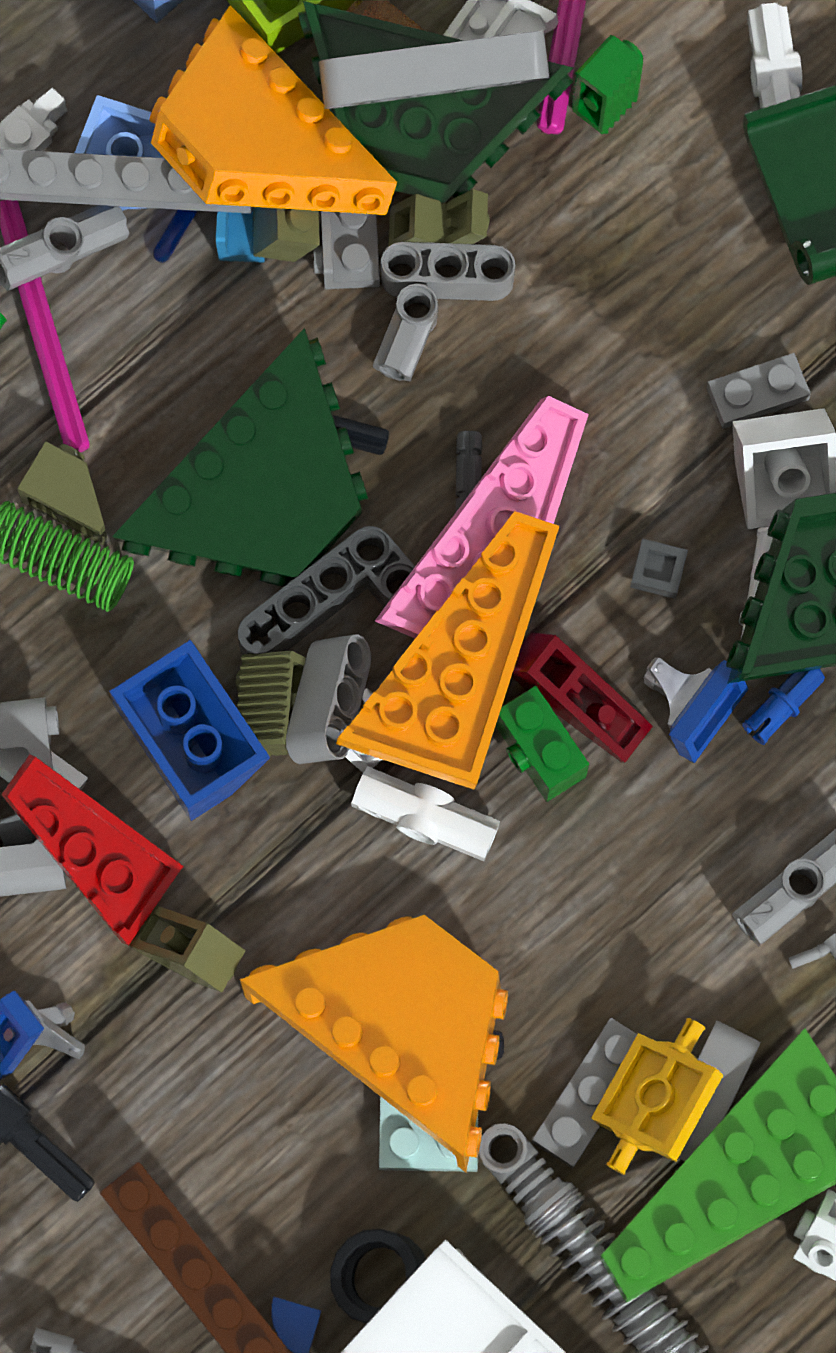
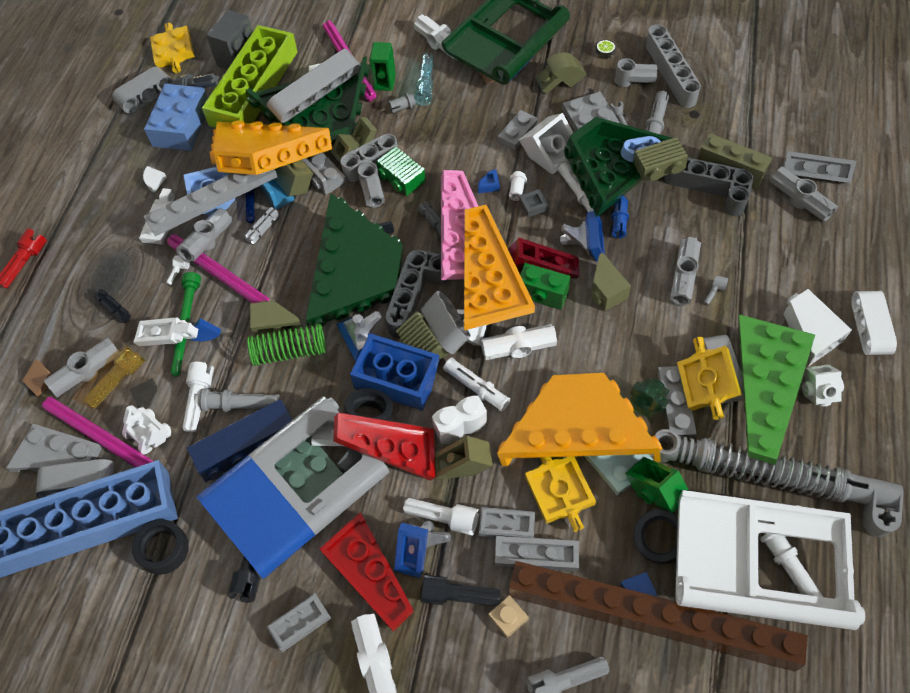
camera: 30 degrees left, 15 degrees down
(51, 46) = (153, 178): none -> white tile
(79, 1227) = (508, 616): none -> tan plate
(114, 1035) = (460, 517): none -> white piece
(123, 742) = (372, 398): none -> black tyre
(171, 282) = (261, 225): none -> light grey axle
(178, 1094) = (506, 523): none -> light grey plate
(183, 613) = (356, 330): none -> flat silver piece
(187, 1169) = (544, 553): none -> light grey plate
(216, 880) = (455, 421): none -> white brick
(295, 1102) = (560, 490): none -> yellow plate
(318, 890) = (484, 389): none -> white pin
(431, 1200) = (656, 483): none -> green brick
(479, 339) = (400, 171): none -> brick
(544, 1058) = (649, 397): none -> clear green brick
(594, 183) = (401, 103): none -> light grey pin
(620, 467) = (489, 182): none -> blue tile
(650, 815) = (609, 285): none -> olive slope
(660, 511) = (517, 181): none -> white pin
(664, 170) = (424, 84): none -> clear light blue pin

